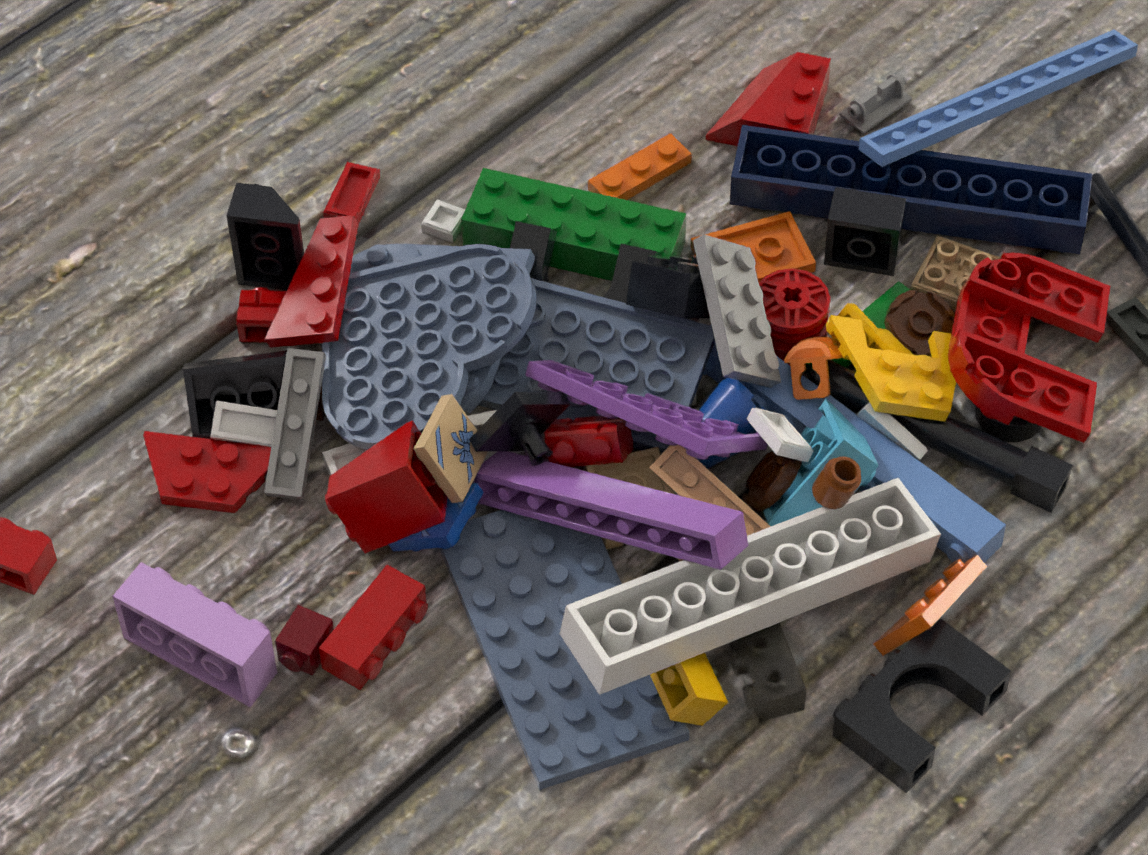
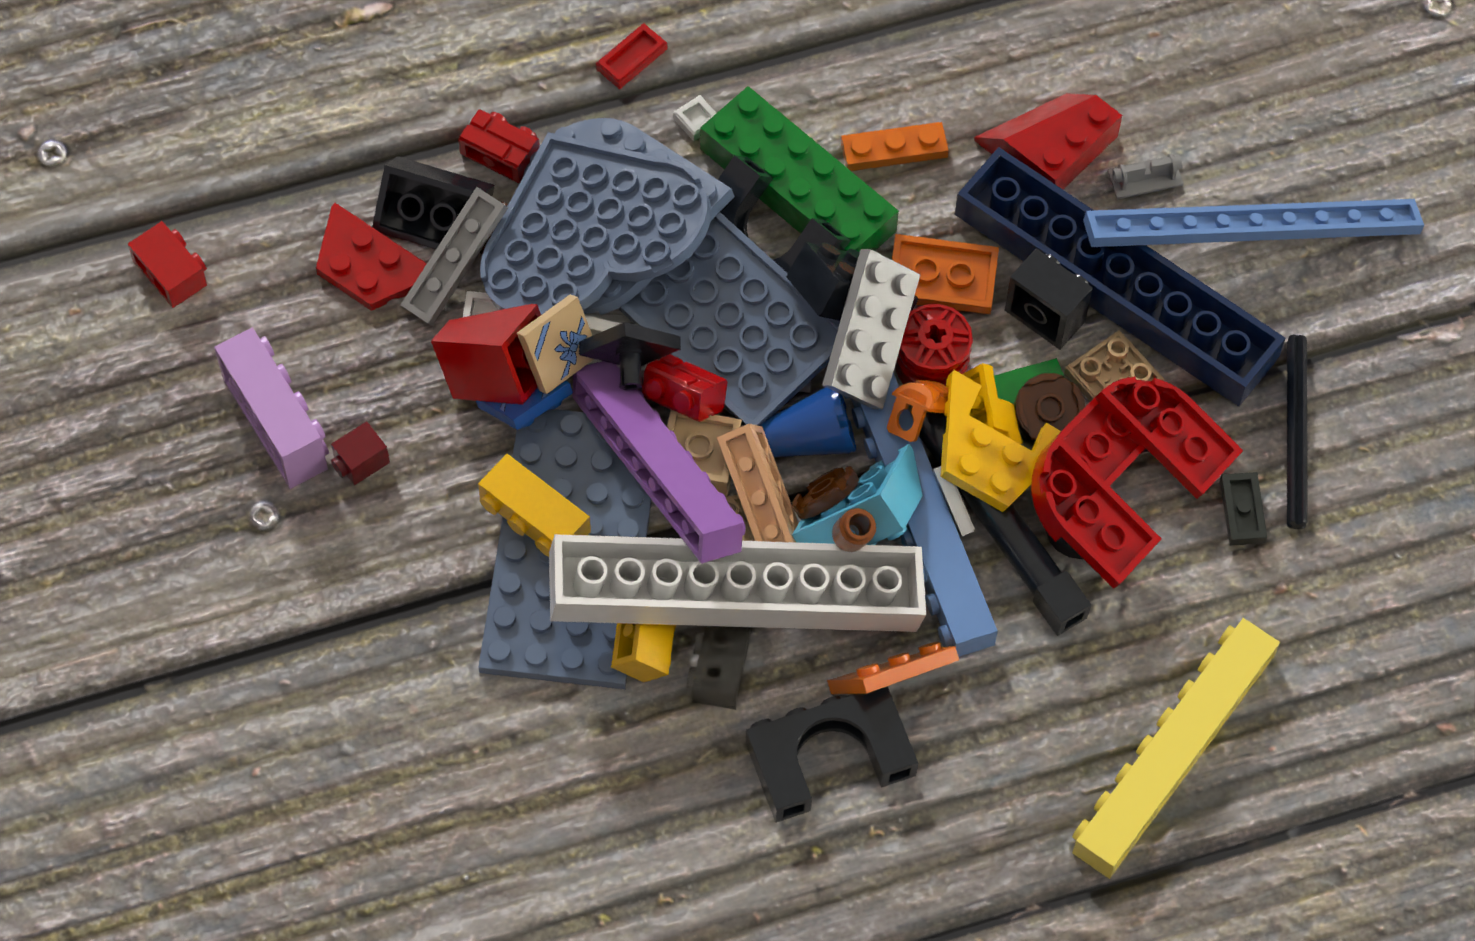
camera: 25 degrees right, 10 degrees up
(243, 424) = (414, 233): white tile -> none
(263, 237) = (516, 71): black slope -> none
(318, 290) = (538, 140): red wing -> none
(374, 627) = (422, 468): red brick -> none
(508, 609) = (530, 504): none -> yellow brick
(670, 421) = (746, 396): medium lavender wing -> none
(780, 434) = (843, 460): white tile -> none

